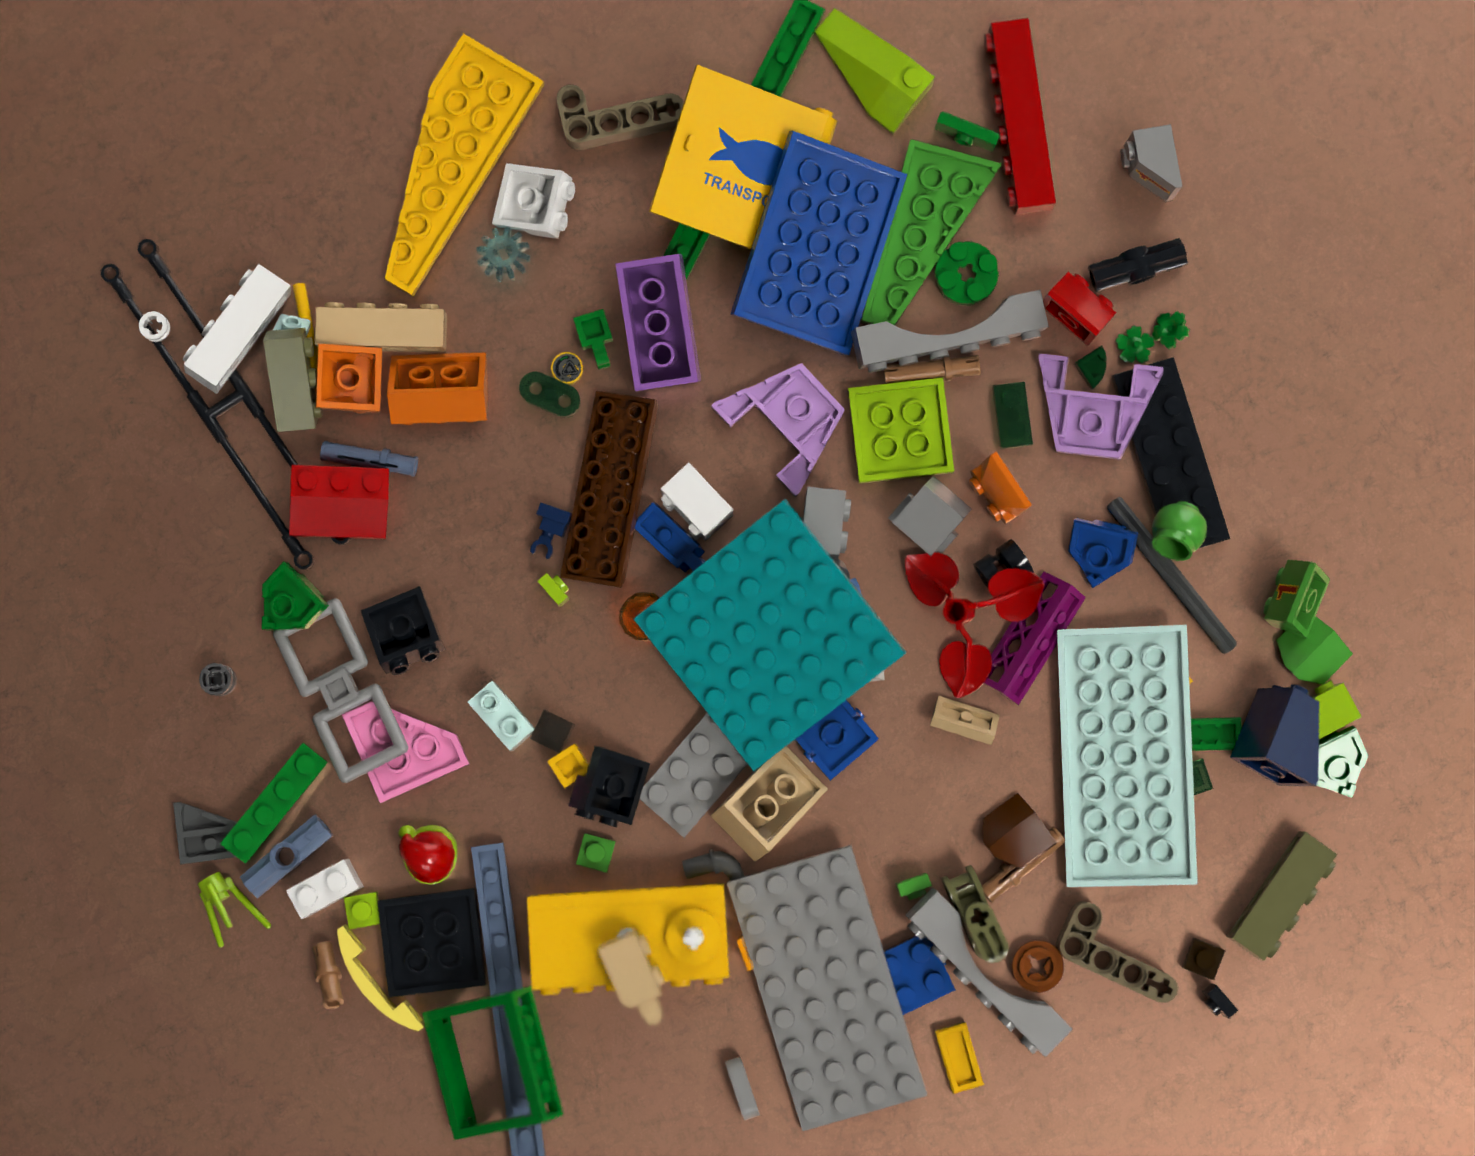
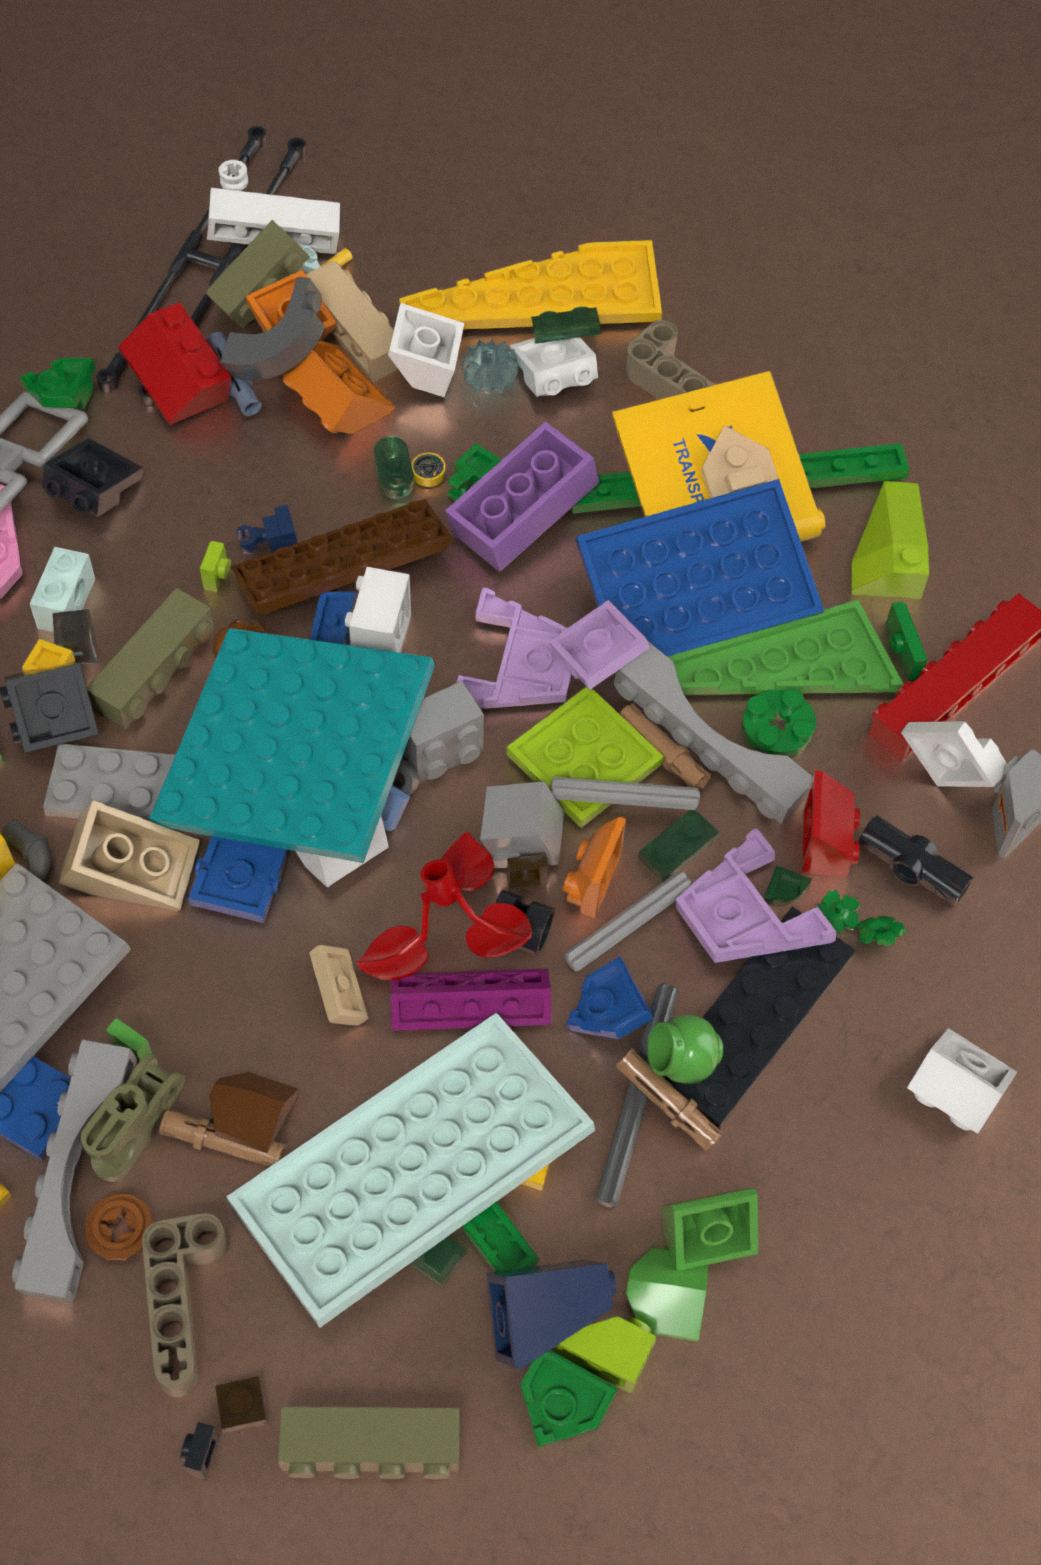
camera: 55 degrees right, 25 degrees down
(390, 436) = (282, 346): none -> dark grey arch
(461, 295) = (425, 348): none -> white slope
(507, 167) = (566, 325): none -> clear green plate
(606, 685) = (151, 658): none -> olive brick
(757, 151) = (736, 464): none -> tan plate
(837, 365) = (598, 645): none -> lavender plate
(957, 428) = (625, 793): none -> light grey axle
(967, 537) = (527, 871): none -> dark brown plate
(1046, 492) = (627, 921): none -> light grey axle
(1093, 178) = (954, 754): none -> white plate
(1206, 558) = (664, 1095): none -> medium nougat pin
(1309, 360) = (961, 1081): none -> white slope

